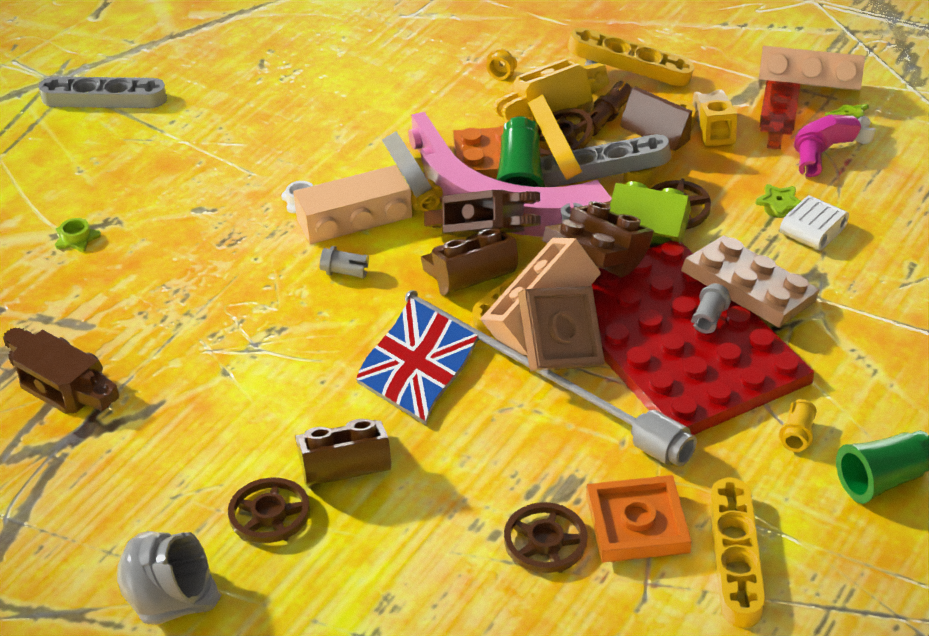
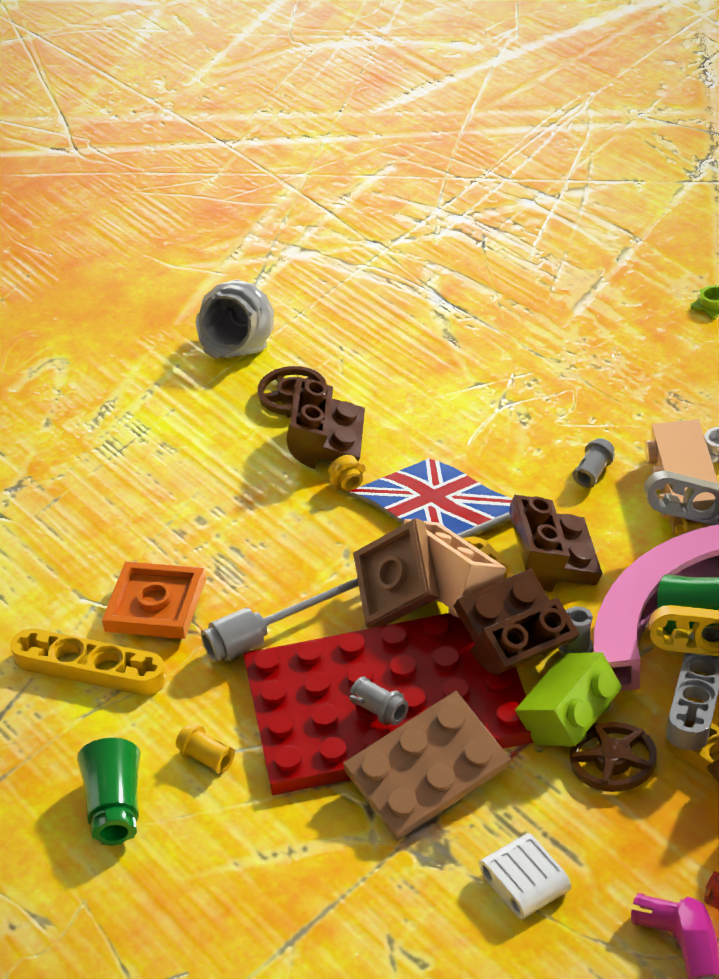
camera: 110 degrees right, 0 degrees up
(58, 371) = (504, 278): reddish brown hinge -> none
(403, 423) = (346, 473): none -> yellow plate
(481, 210) = (601, 549): reddish brown hinge -> none
(545, 537) = (174, 542): reddish brown wheel -> none
(778, 201) = (582, 866): lime plate -> none

